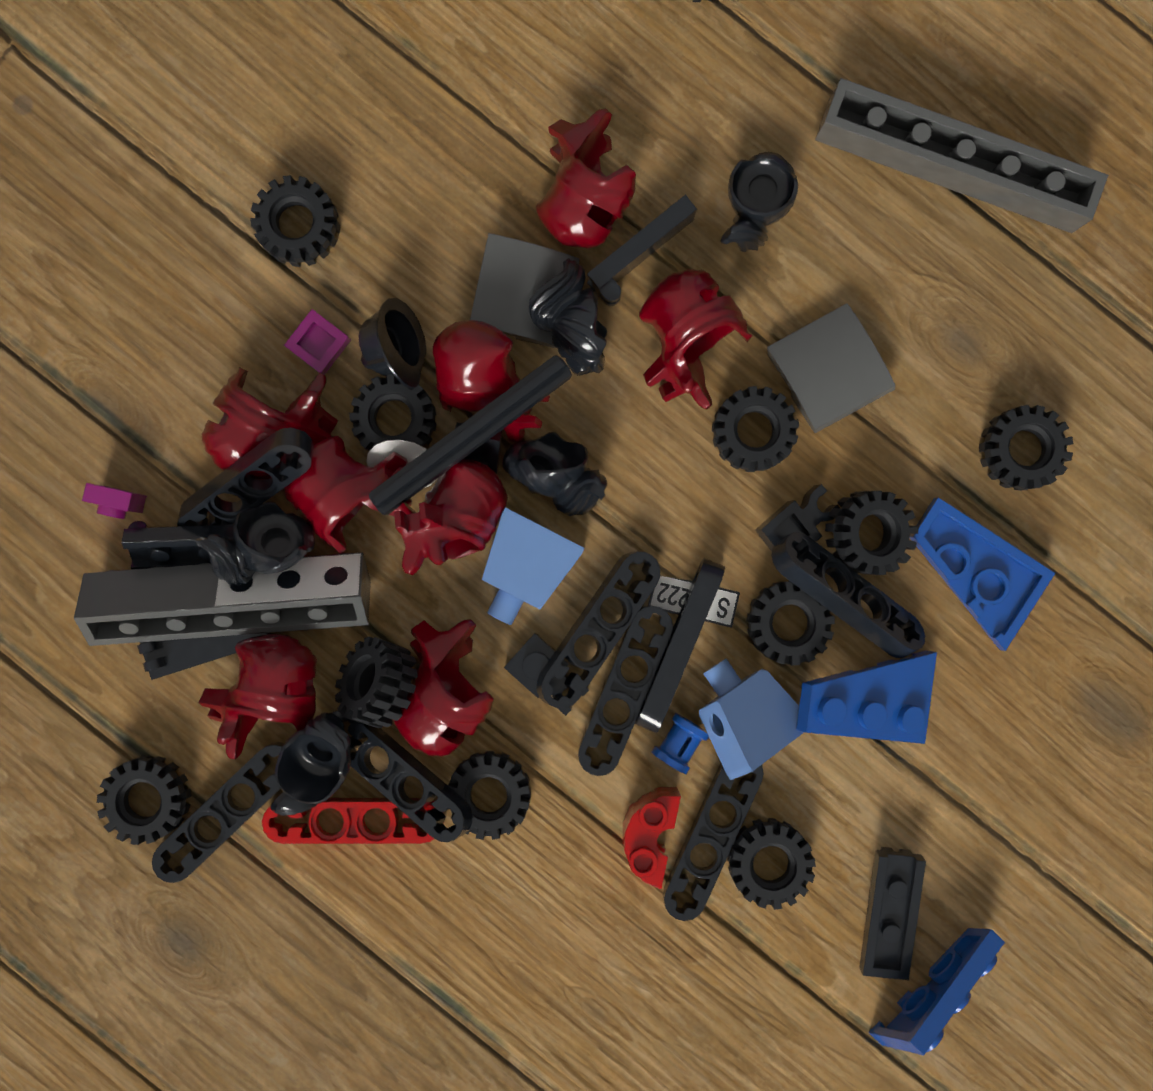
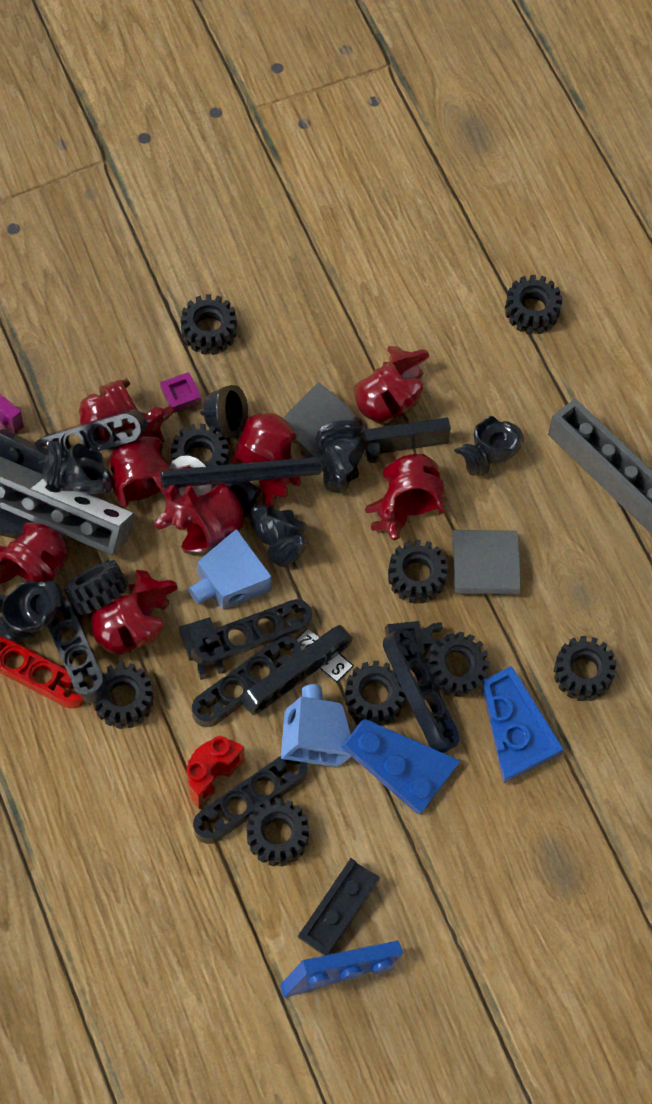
camera: 25 degrees right, 25 degrees down
(680, 743) = (272, 727): blue bush -> none

